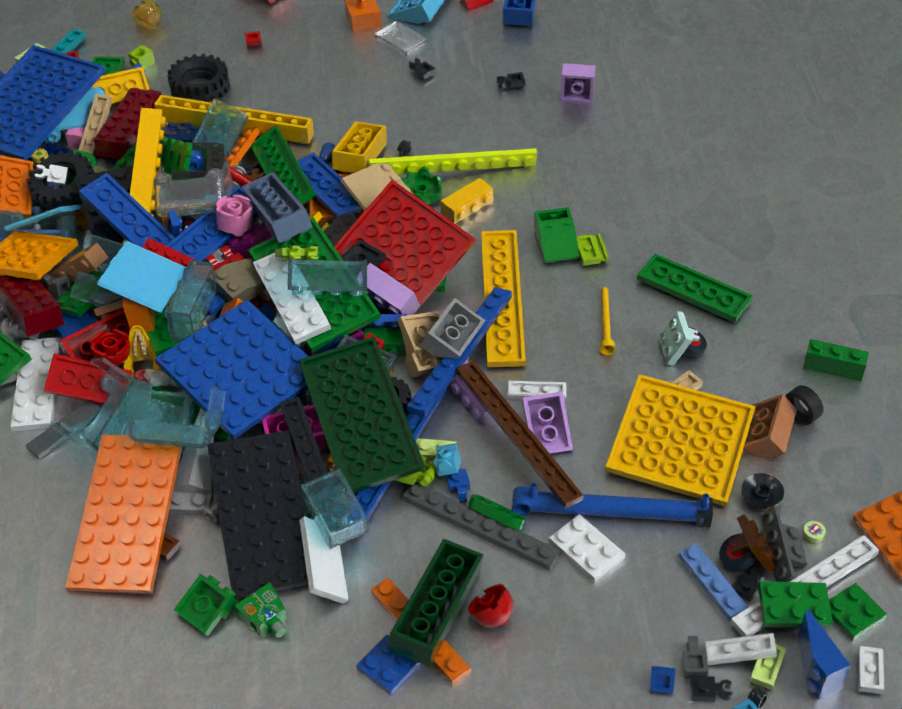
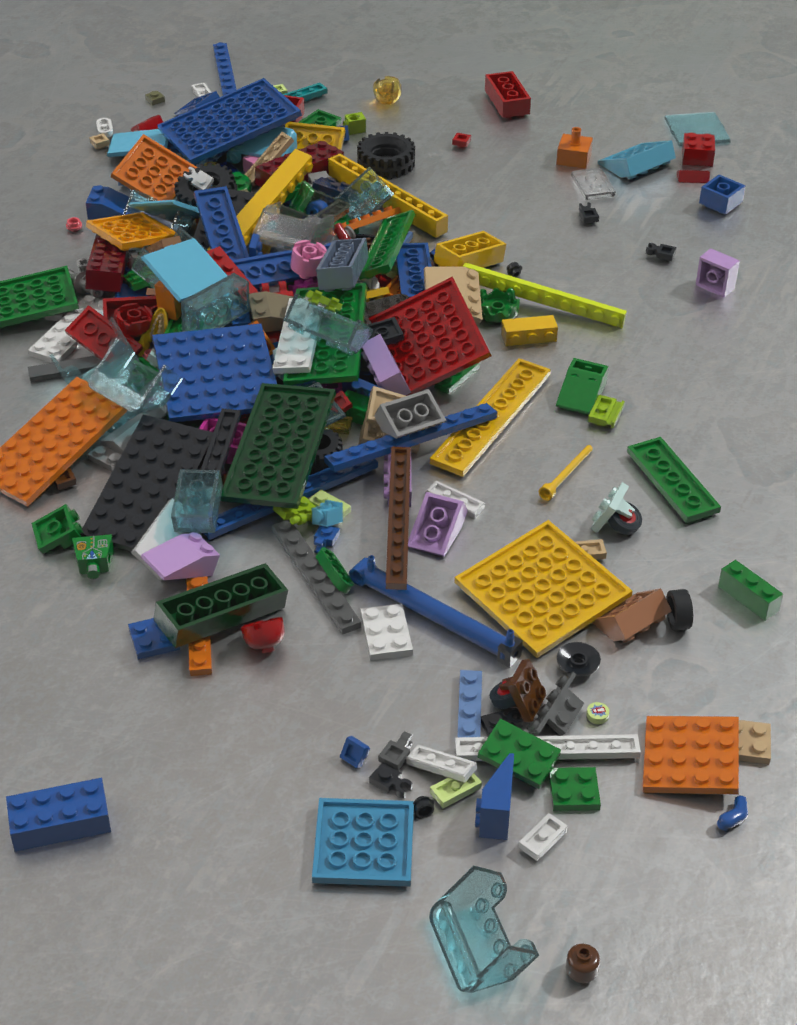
camera: 30 degrees right, 5 degrees down
(357, 571) = (183, 557): none -> lavender slope

